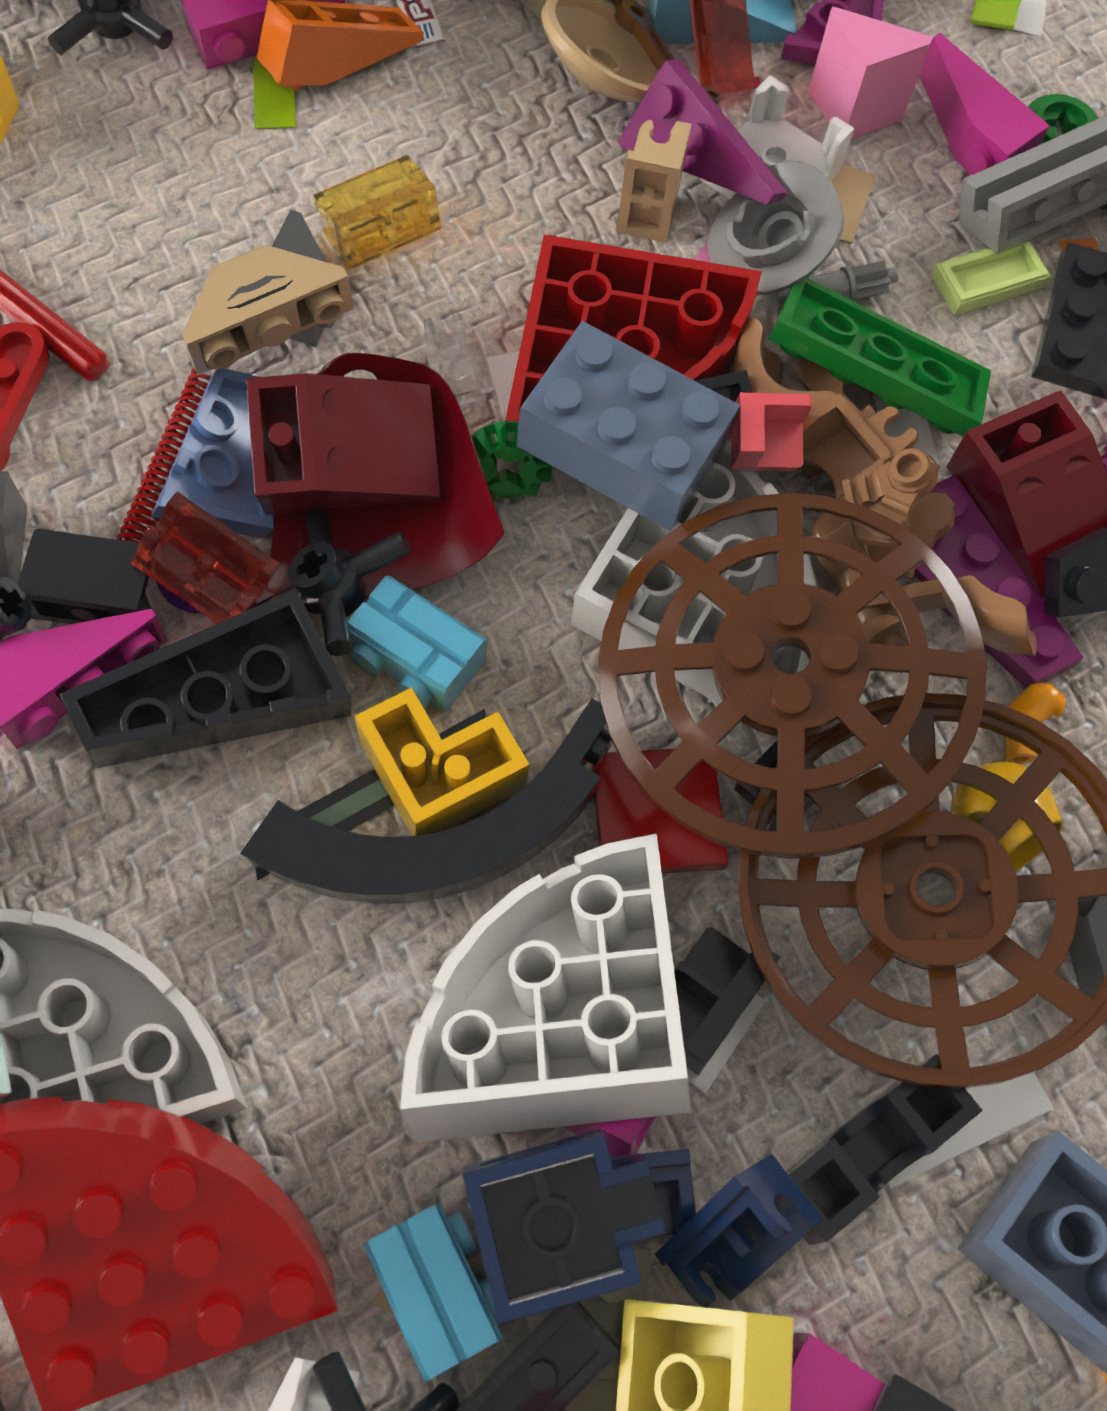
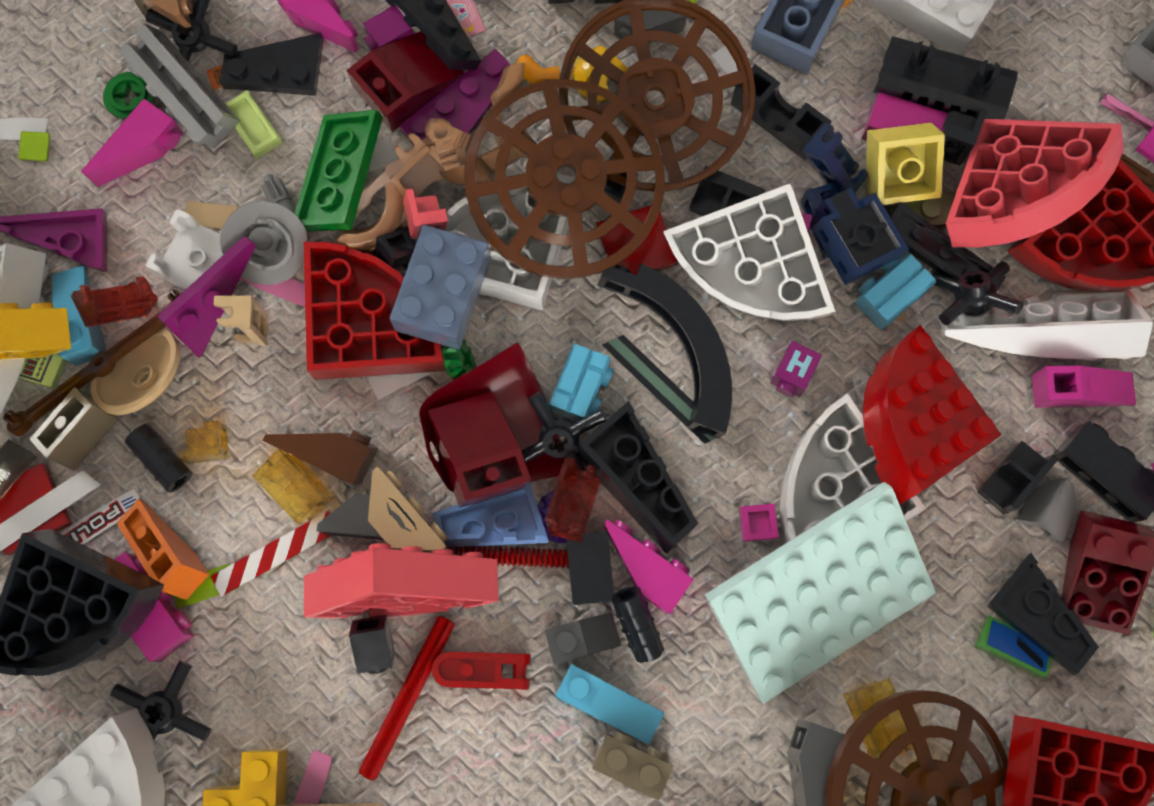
camera: 95 degrees left, 10 degrees up
(60, 875) = (758, 522): none -> dark pink tile
(95, 252) = (372, 644): none -> black brick
(151, 268) = (400, 583): none -> coral brick
(286, 166) = (269, 556): none -> sticker
(329, 1030) = (795, 370): none -> magenta brick
(410, 265) = (338, 454): none -> reddish brown slope
(437, 779) = (657, 346): yellow brick -> none
(475, 62) = (158, 458): none -> black axle
(478, 127) = (206, 443): none -> clear yellow panel
(866, 71) = (125, 214): bright pink slope -> none

